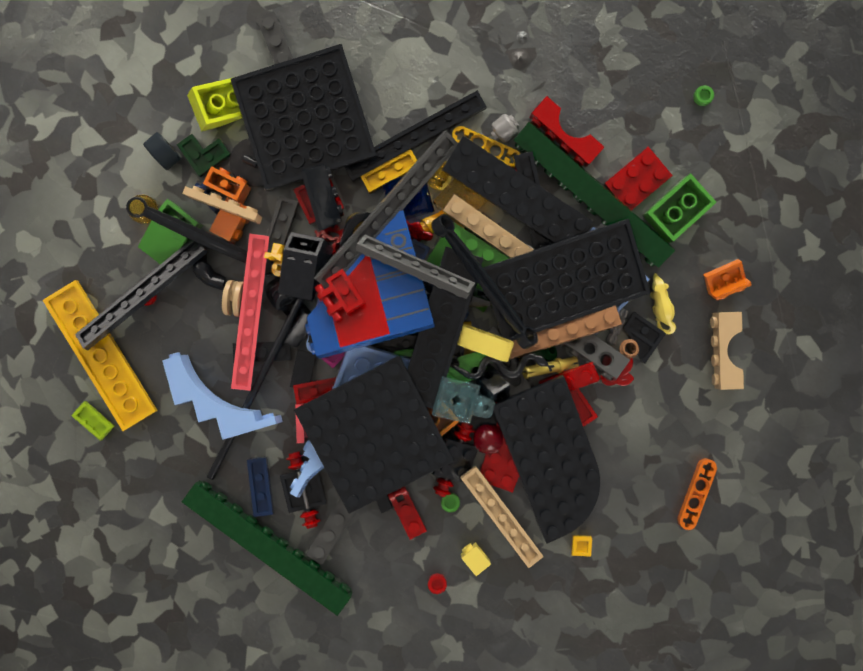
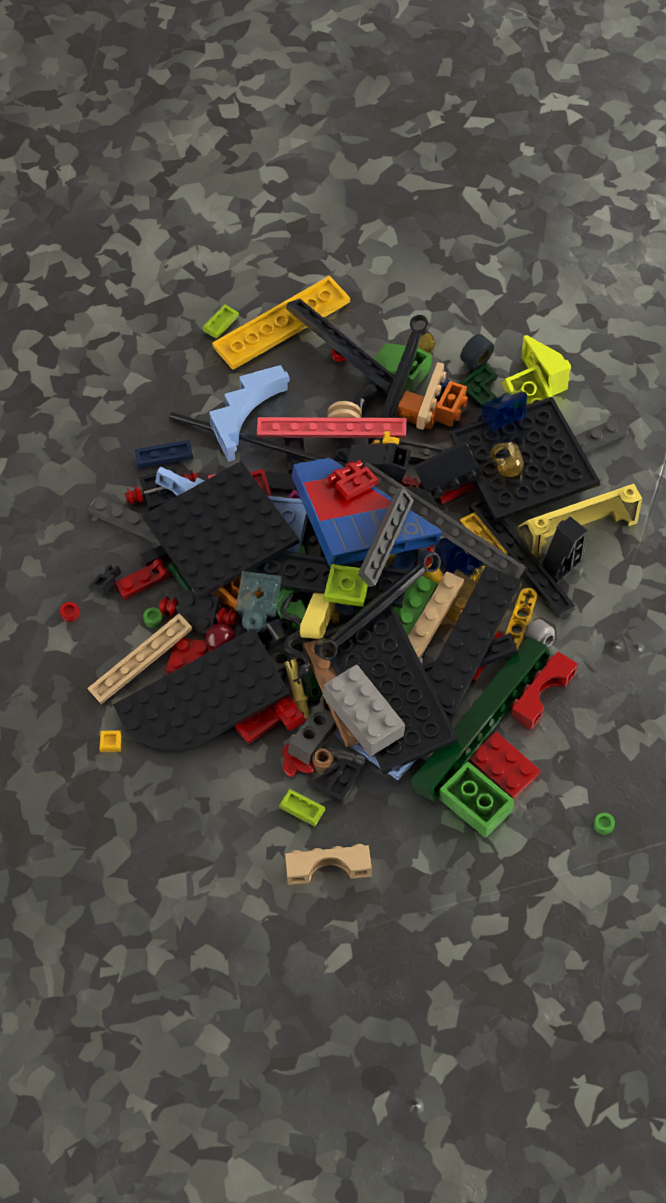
camera: 90 degrees right, 30 degrees down
(190, 73) = (552, 364): none -> neon yellow slope
(248, 129) = (505, 409): none -> clear blue slope
(267, 547) = (103, 465): dark green brick -> none
(314, 132) = (509, 466): none -> clear yellow helmet
(387, 112) = (620, 503): none -> light yellow windscreen
(408, 550) = (105, 581): none -> black plate
(420, 89) = (565, 549): none -> black wedge
(461, 313) = (345, 586): none -> lime plate
(475, 558) = (96, 640): light yellow brick -> none
(598, 305) = (363, 710): none -> light grey brick
(662, 308) = (369, 797): light yellow animal -> none
(667, 370) = (302, 807): none -> lime plate
(701, 495) = (170, 846): orange beam -> none
(726, 280) = (405, 857): orange bracket -> none

